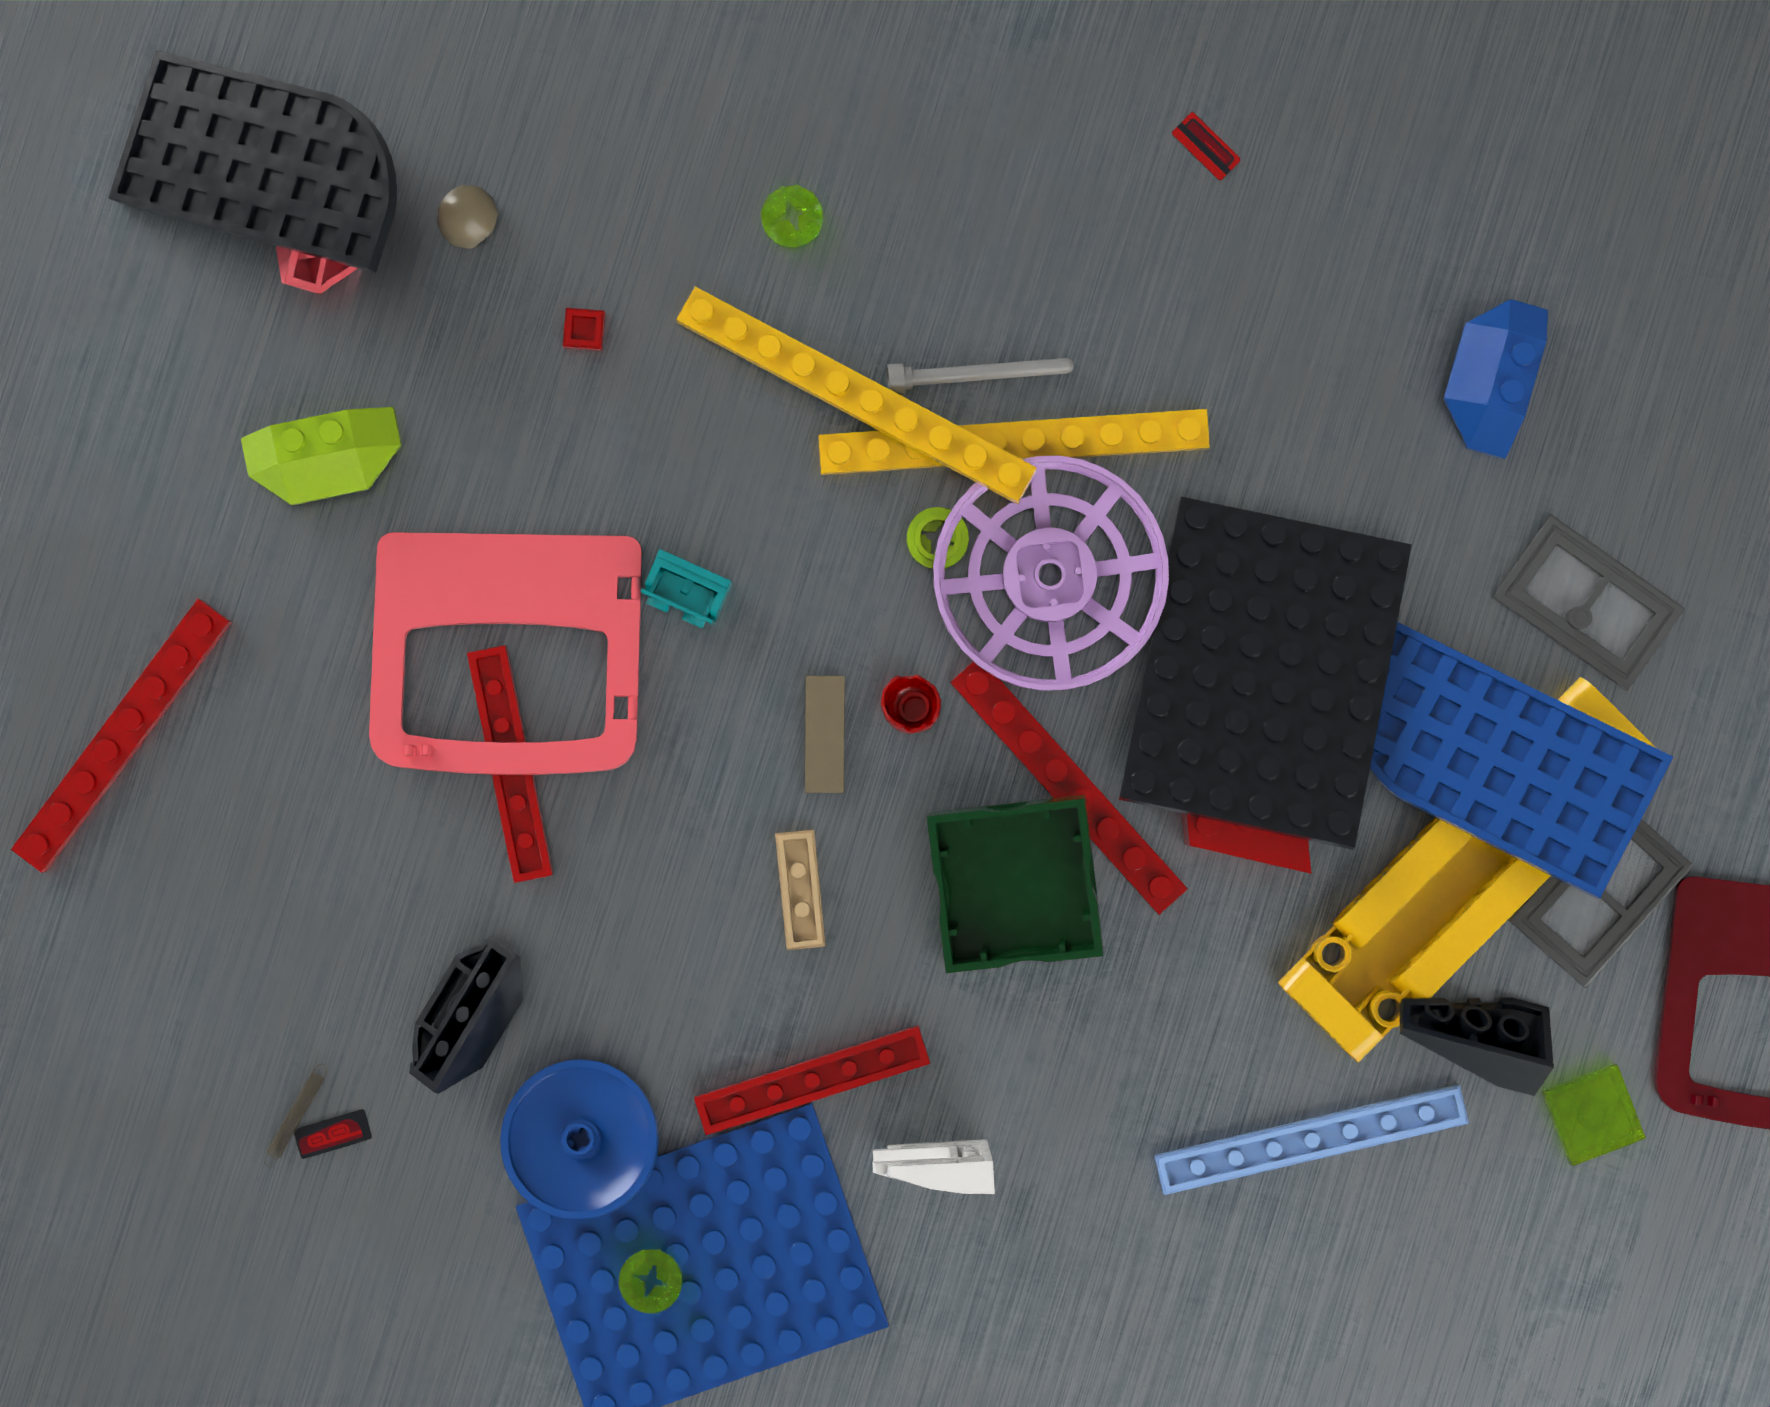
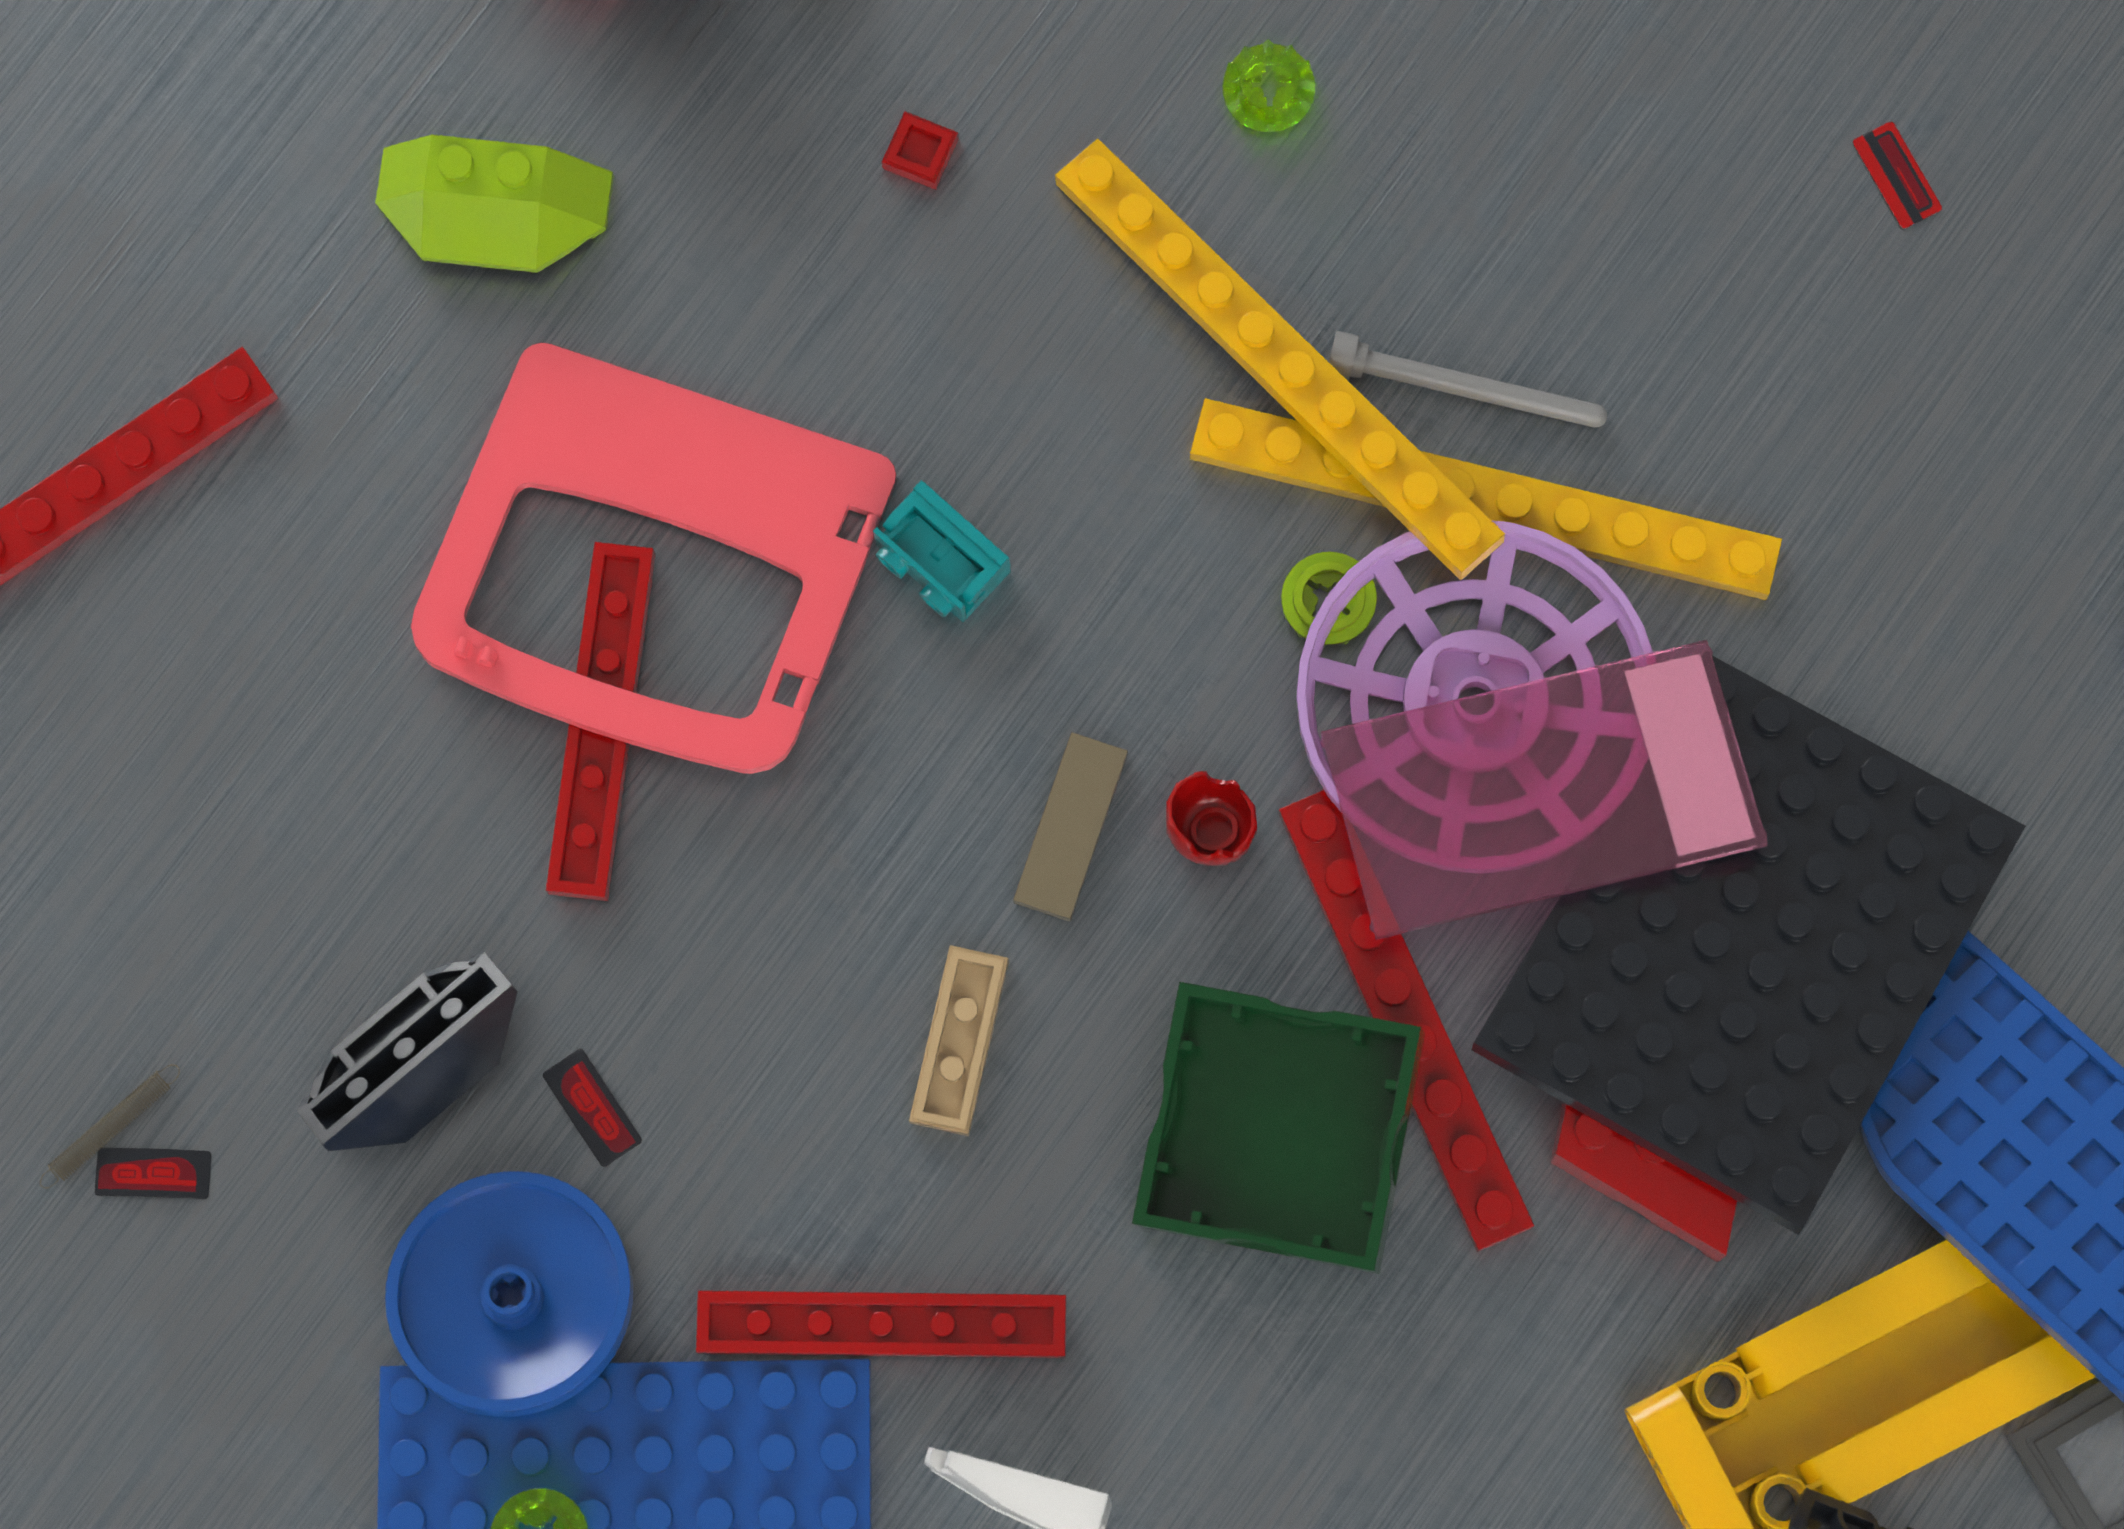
camera: 25 degrees right, 10 degrees down
(588, 1004) = (592, 1107): none -> sticker
(1110, 622) = (1542, 789): none -> clear pink piece

